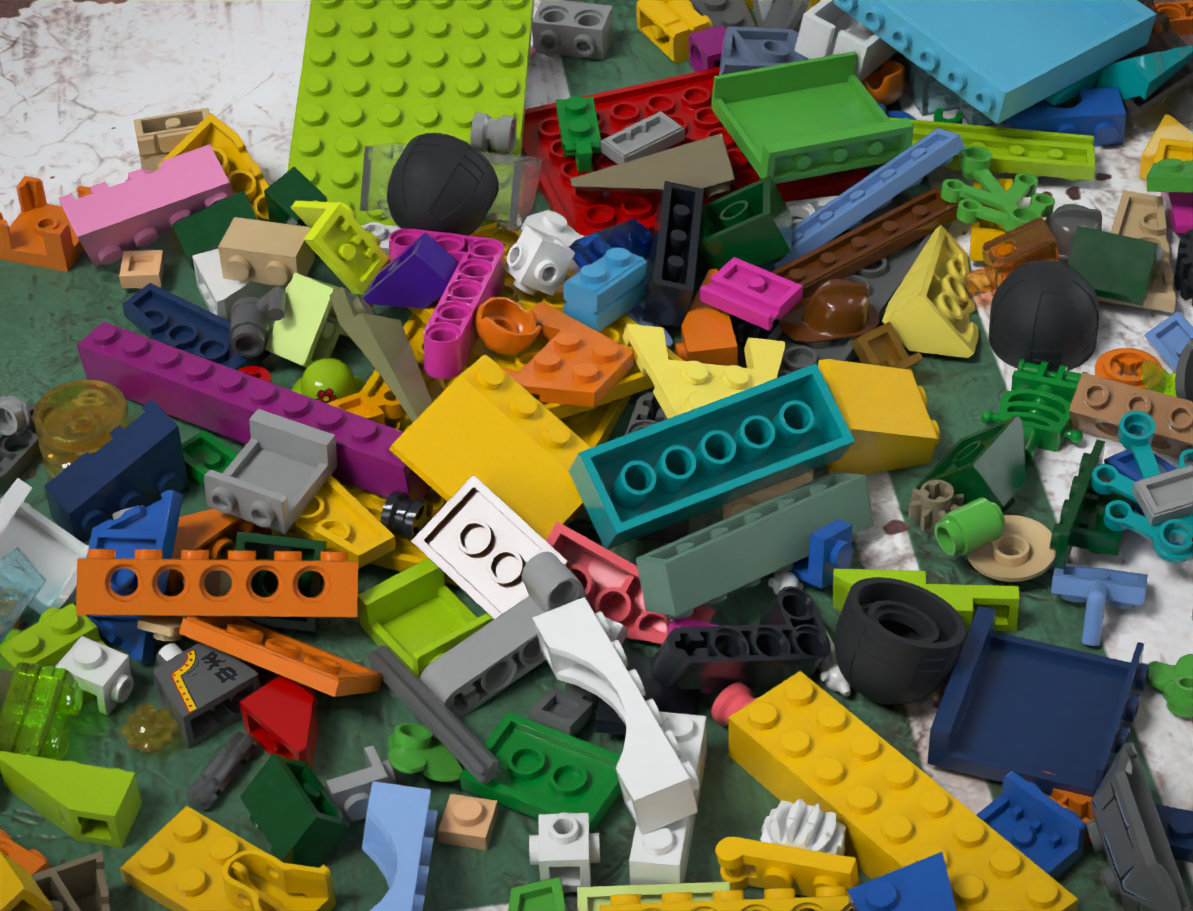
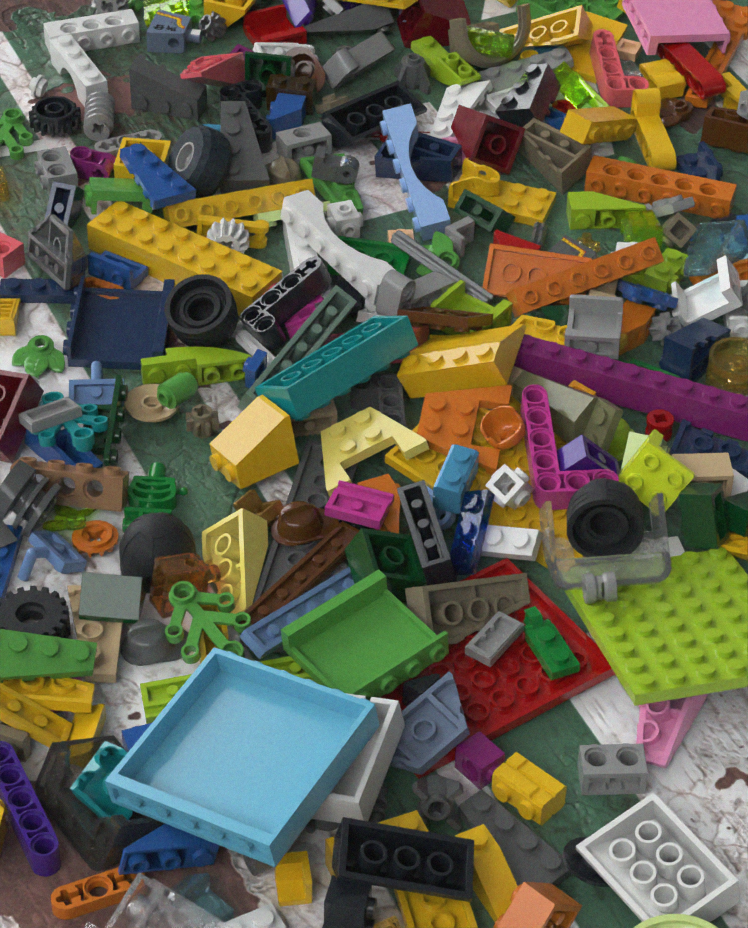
camera: 160 degrees right, 0 degrees up
(252, 319) = (678, 437): dark grey piece -> none
(986, 464) = (184, 443): dark green slope -> none

